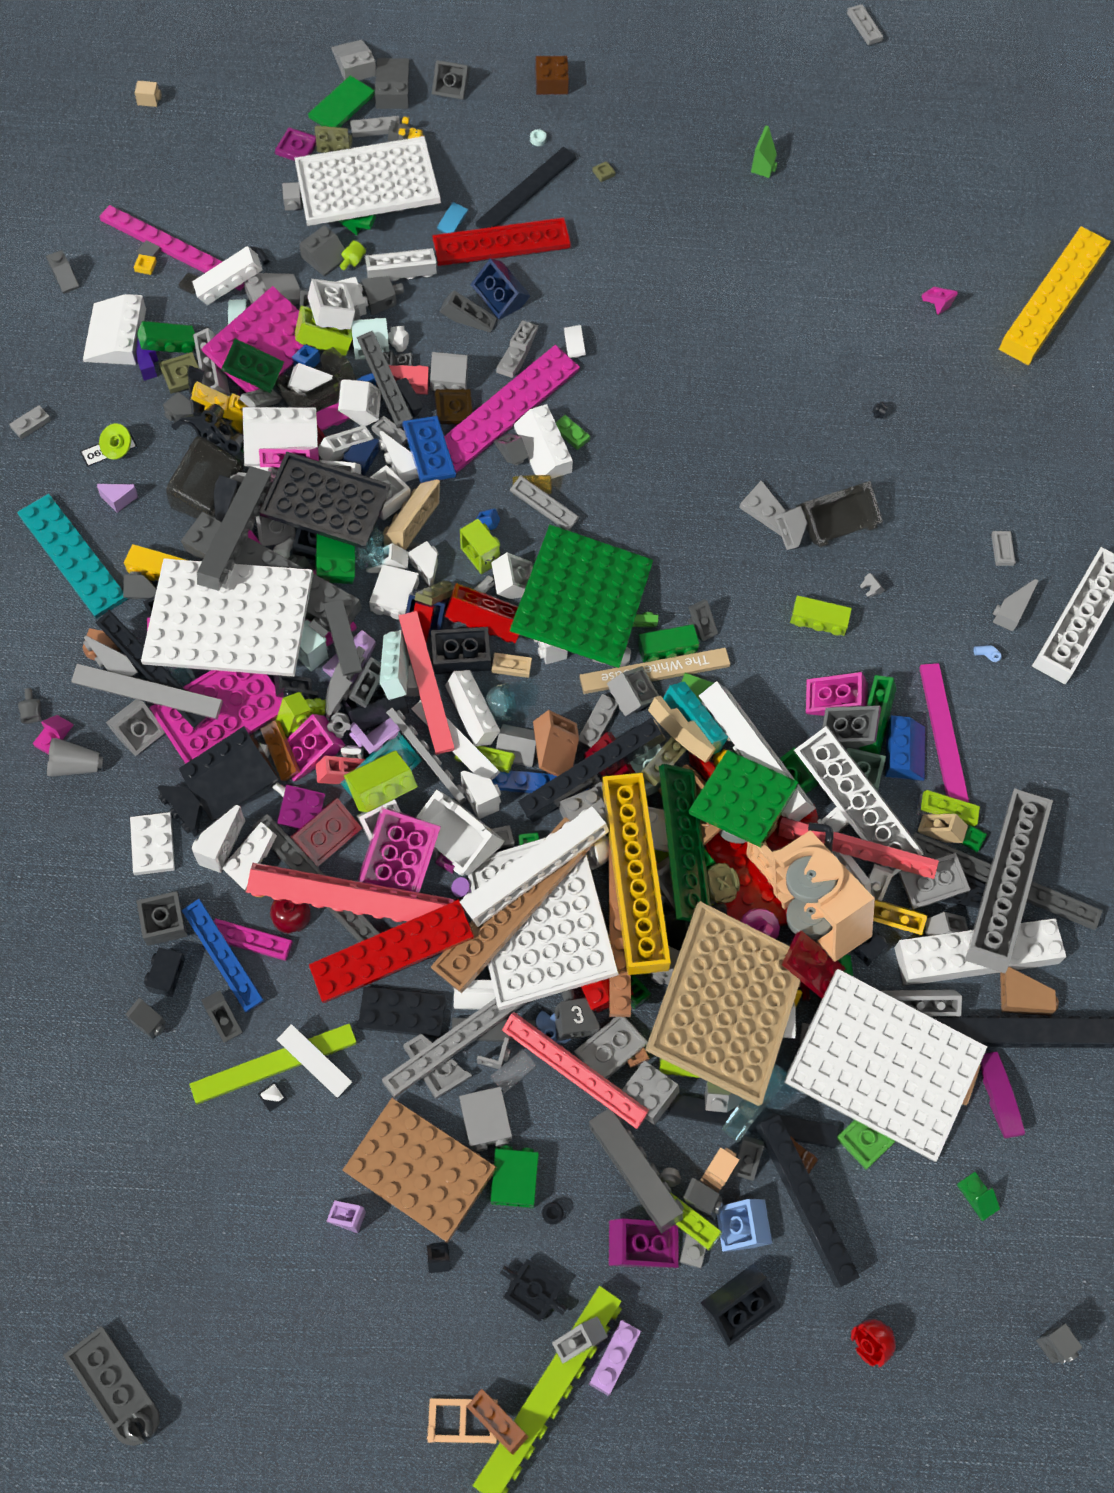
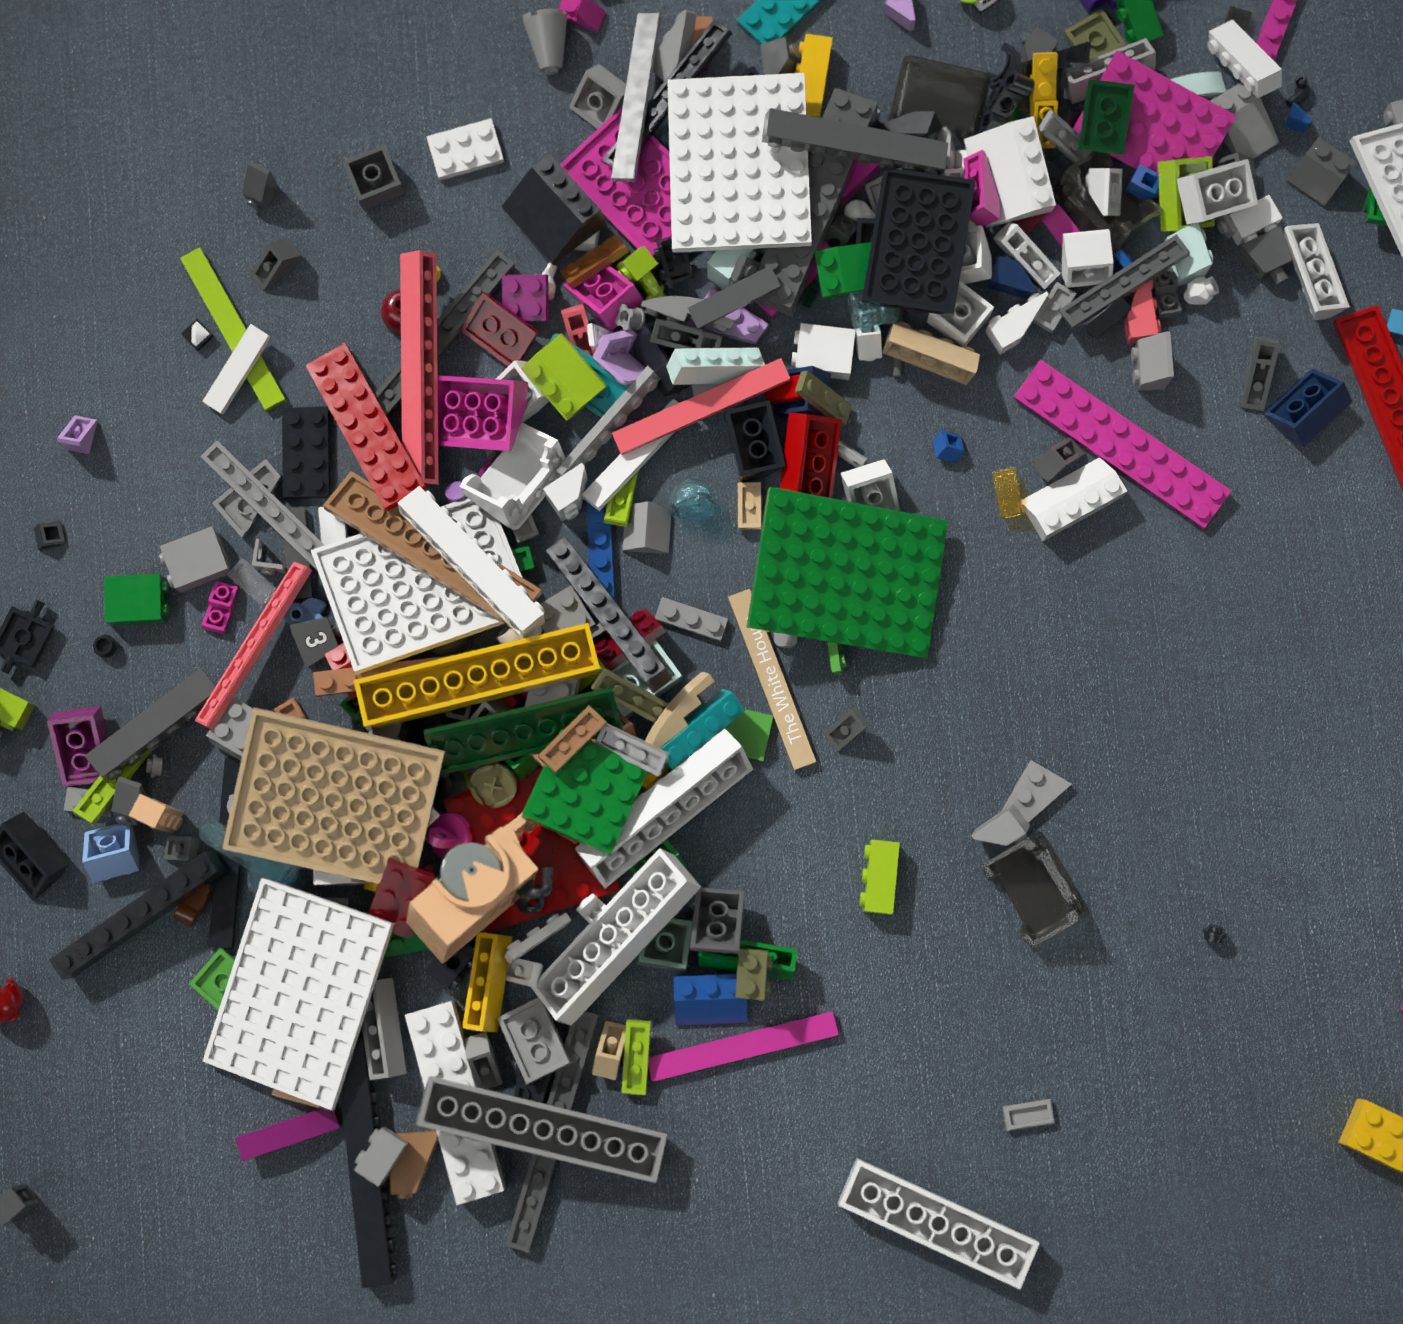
camera: 90 degrees right, 15 degrees up
(164, 972) = (316, 195): black brick -> none
(183, 806) = (507, 171): black slope -> none
(218, 840) = (465, 215): white slope -> none
(223, 955) = (341, 250): blue plate -> none
(251, 851) = (462, 254): white wing -> none
(255, 940) = (368, 277): dark pink tile -> none
(278, 258) = (1297, 119): none -> blue slope
(352, 255) = (1323, 209): lime piece -> none
(419, 1169) = (132, 499): medium nougat plate -> none
(425, 561) = (872, 381): white slope -> none
(429, 449) = (1031, 355): blue tile -> none
(453, 405) = (1109, 376): dark brown plate -> none
(472, 708) = (679, 466): white brick -> none
(479, 545) = (901, 441): lime brick -> none
(518, 349) = (1212, 444): light grey slope -> none
(531, 1103) = (220, 607): none -> dark pink slope
(544, 503) = (982, 511): light grey tile -> none
(555, 742) = (641, 569): nougat slope -> none
(572, 432) = (1101, 531): bright green plate -> none
(574, 341) = (1243, 514): white slope -> none
(611, 1047) = (289, 684): light grey tile -> none
(632, 690) = (734, 655): light grey slope -> none
(668, 643) = (808, 690): green brick -> none
(702, 797) = (572, 739): none -> medium nougat plate
(711, 759) = (633, 749): none -> light grey plate
(836, 691) = (769, 906): dark pink slope -> none
(866, 850) = (551, 949): coral plate -> none
(871, 581) = (938, 943): light grey tile -> none
(896, 703) = (752, 974): none -> olive bracket
(973, 838) = (605, 1090): green tile -> none
(980, 1198) = (172, 1112): green slope -> none
(989, 651) = (867, 1101): light blue arm -> none
(1012, 608) = (936, 1130): light grey slope -> none
(1026, 1009) = (380, 1156): none -> light grey brick

